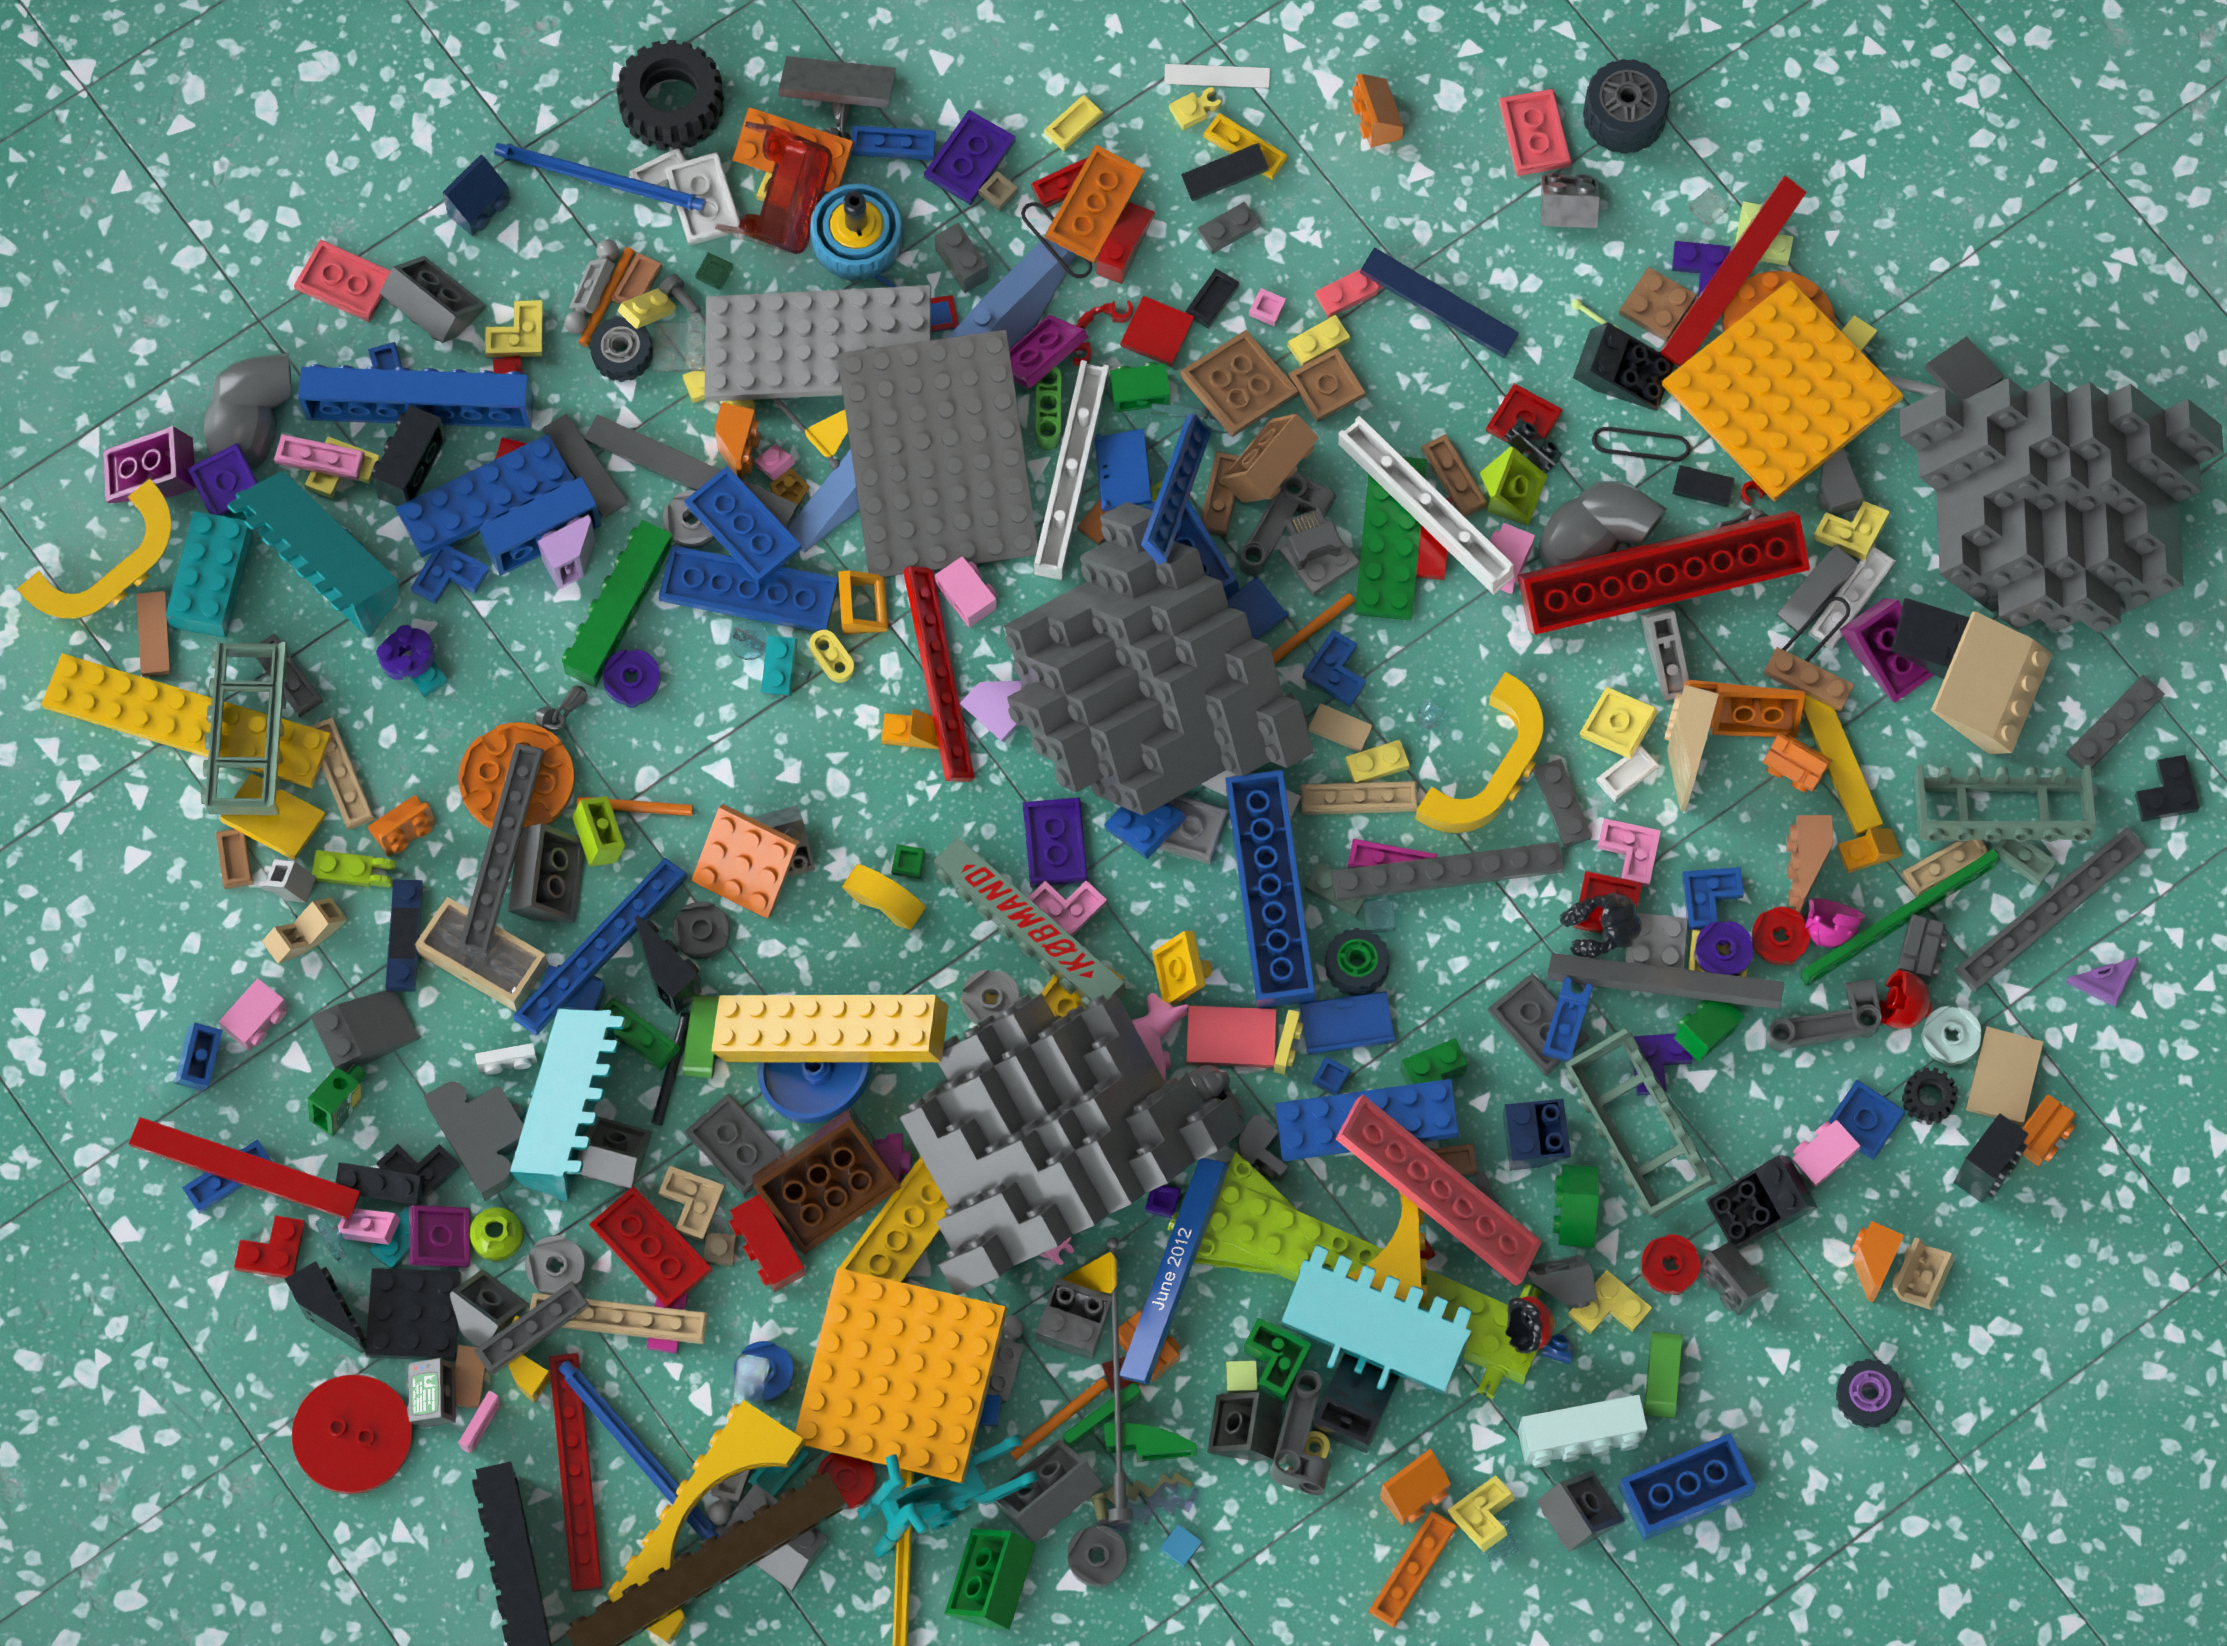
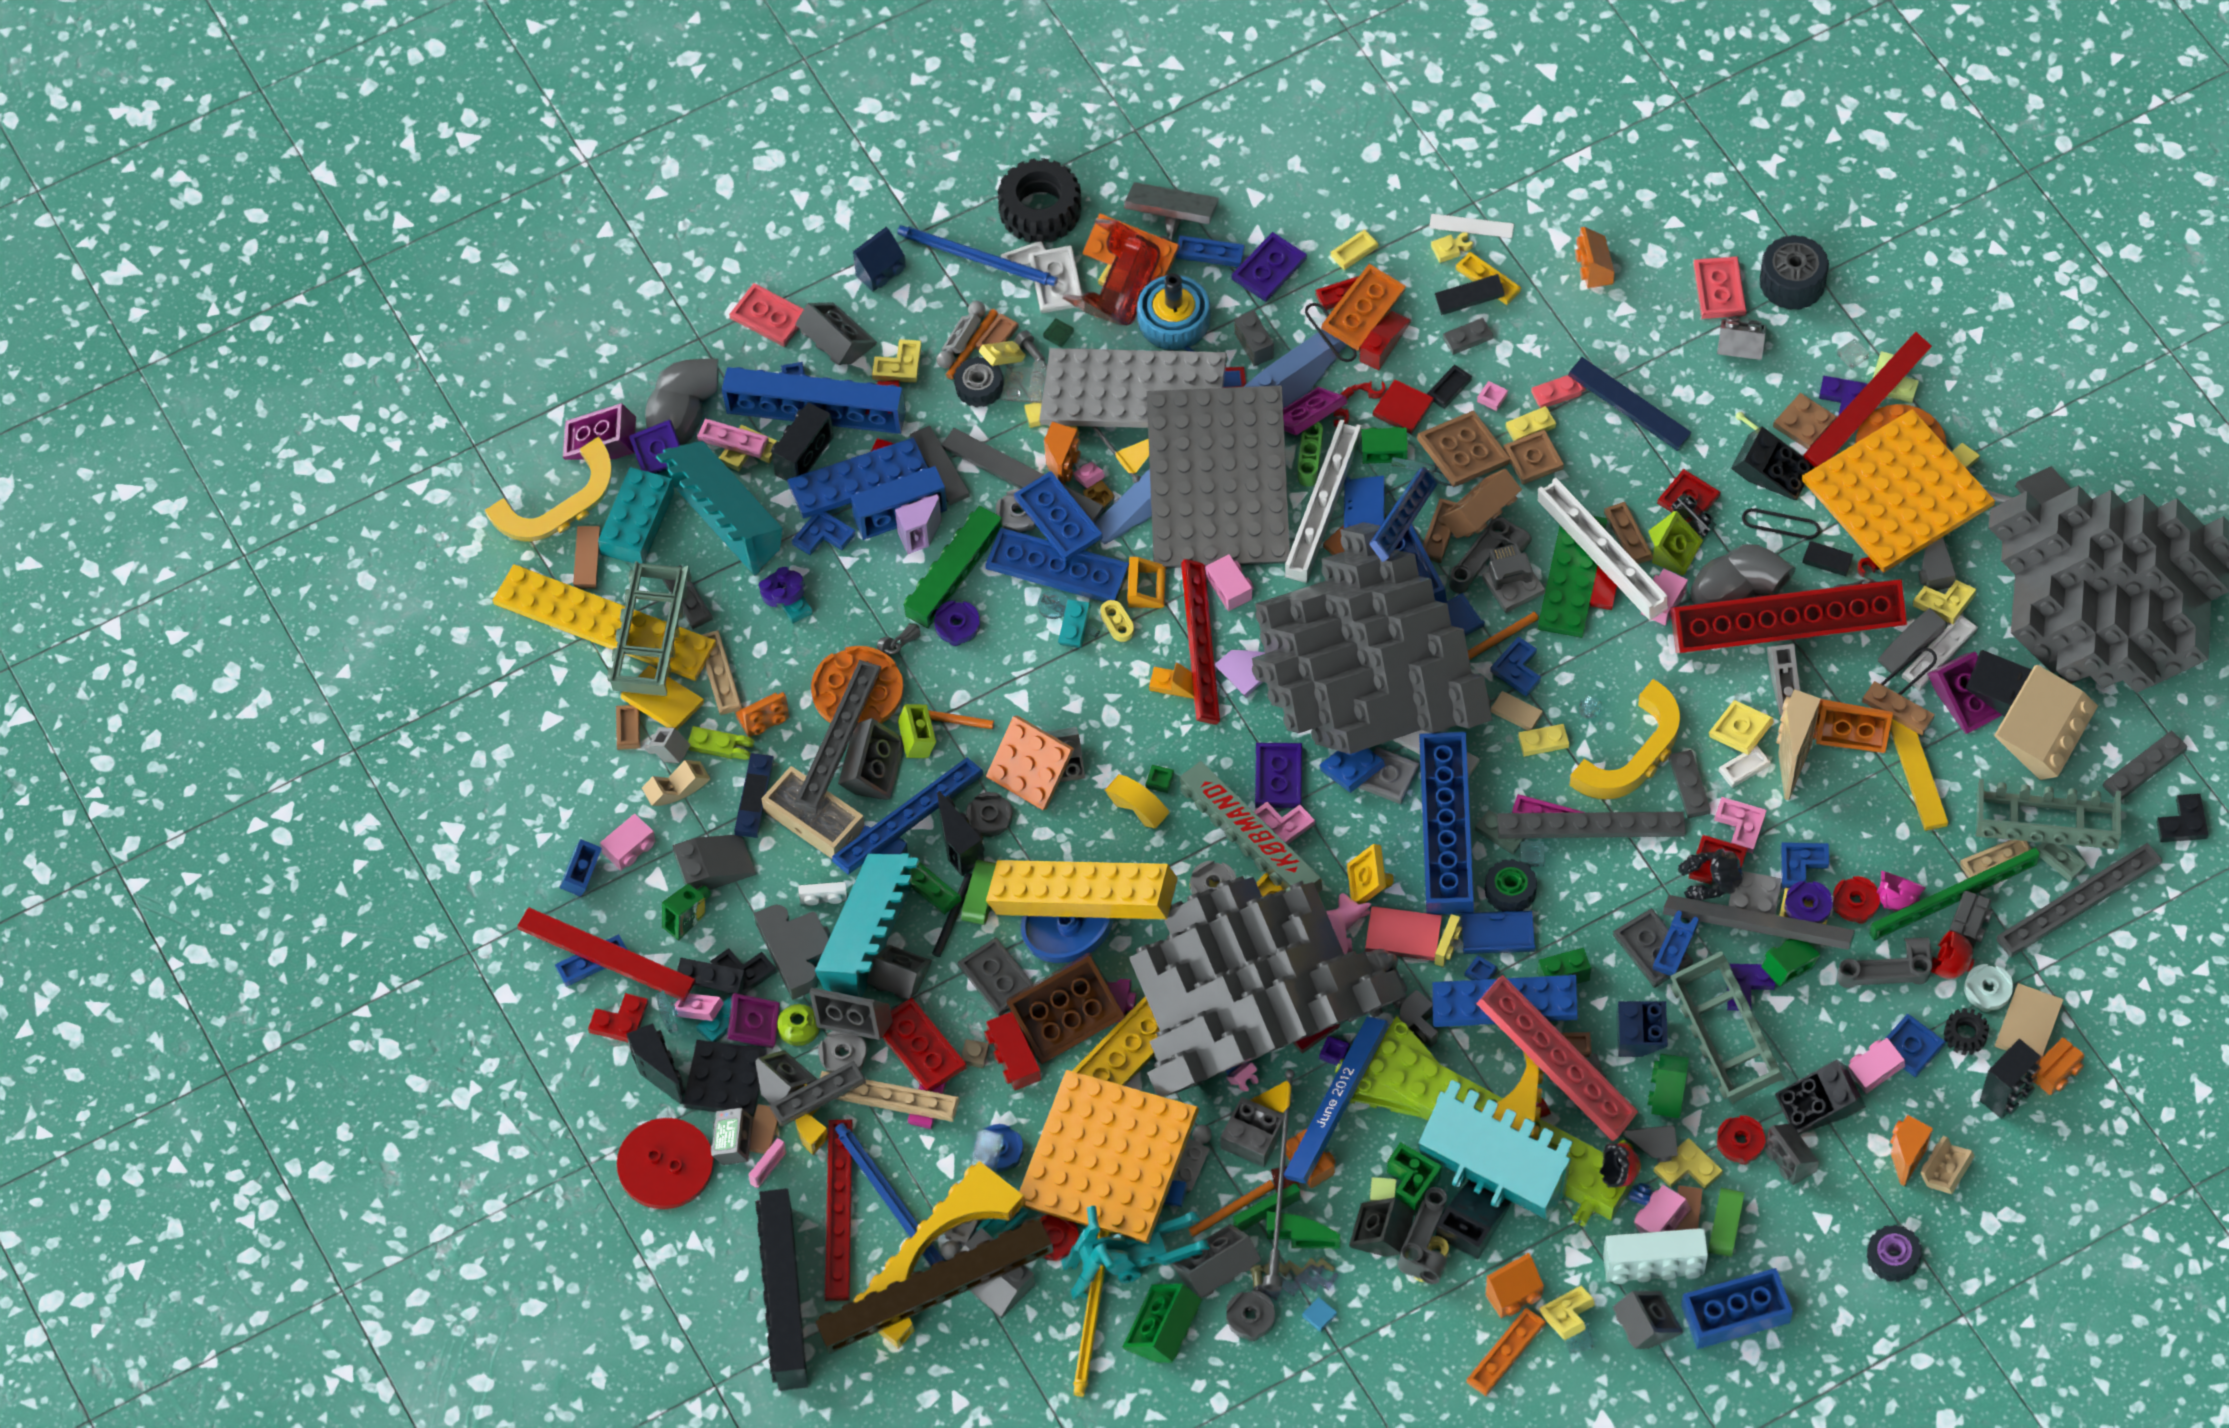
camera: 10 degrees right, 10 degrees down
(561, 1218) = (850, 1014): none -> dark grey slope
(699, 1197) = (962, 1012): tan plate -> none
(998, 190) = (1288, 293): dark tan plate -> none
(1358, 798) = (1525, 765): tan tile -> none
(1584, 1374) = (1662, 1212): none -> bright pink brick
(1614, 1363) = (1693, 1197): none -> nougat tile
(1796, 762) = (1882, 768): orange brick -> none
(1810, 846) = (1884, 836): nougat slope -> none
(1869, 850) = (1937, 841): light orange slope -> none
(2106, 981) = (2118, 959): medium lavender tile -> none

